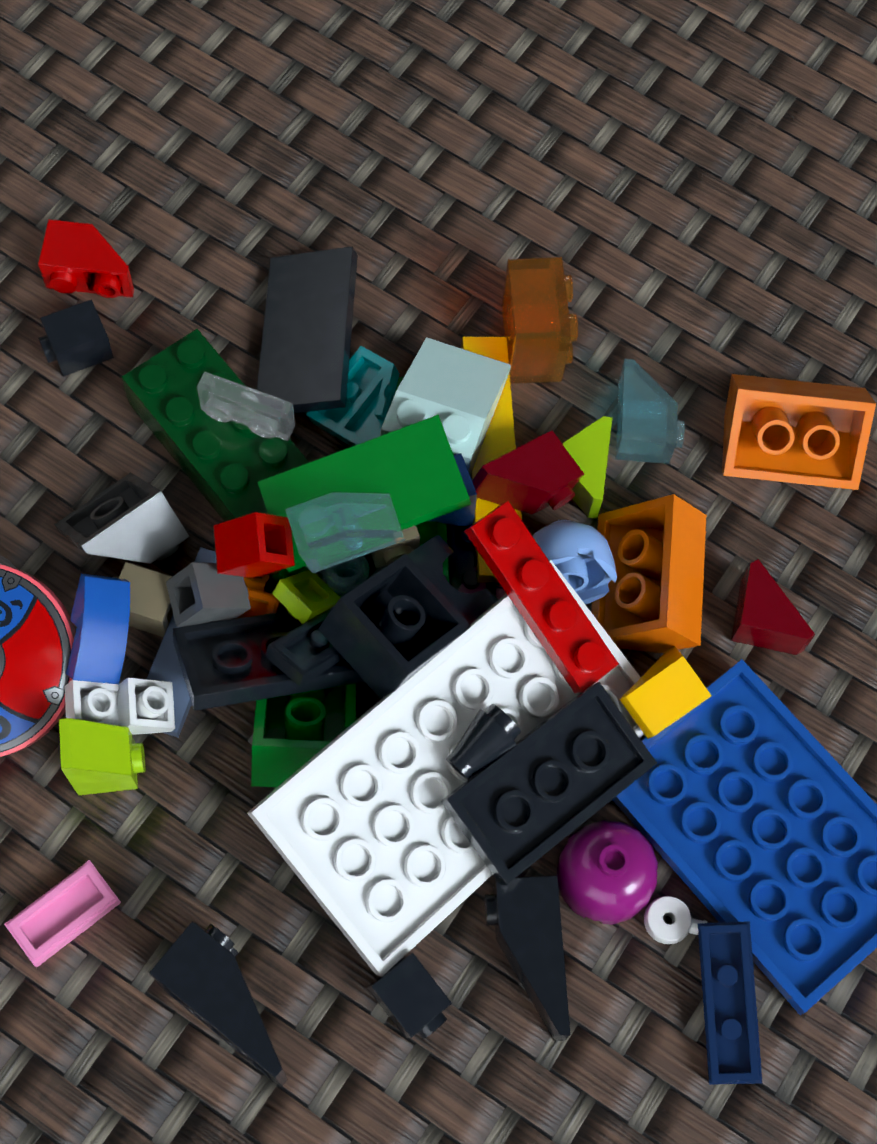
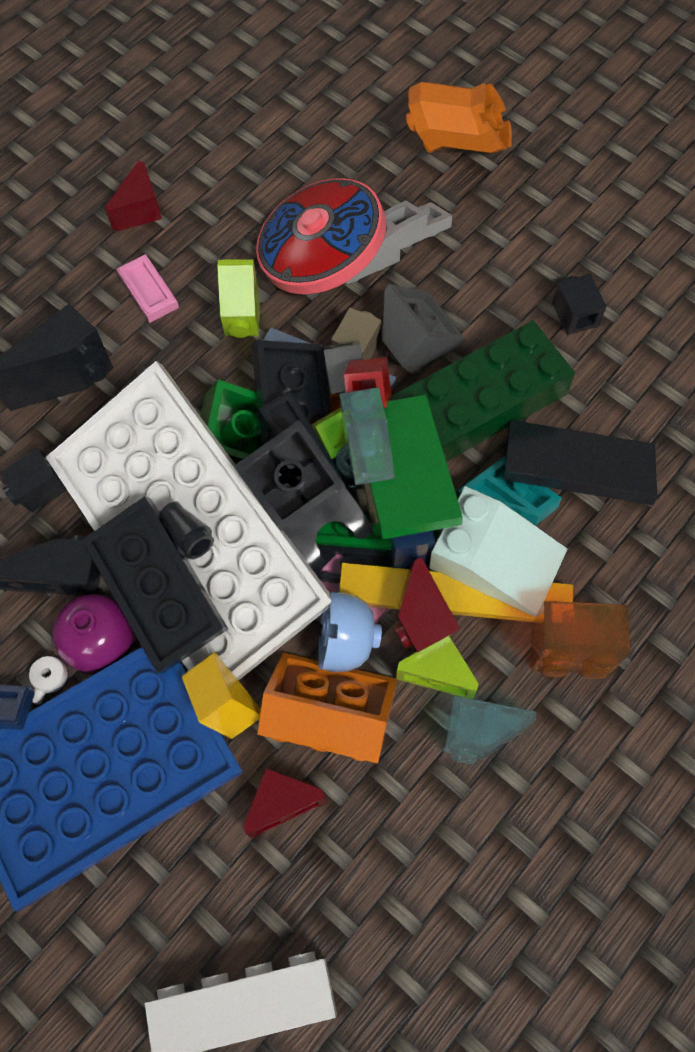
camera: 105 degrees right, 0 degrees up
(82, 261) = (650, 309): red slope -> none
(101, 633) = (326, 295): blue slope -> none
(134, 703) = (273, 310): white slope -> none
(256, 410) = (495, 378): clear plate -> none
(541, 597) = (297, 587): red plate -> none
(796, 431) = (461, 872): orange slope -> none

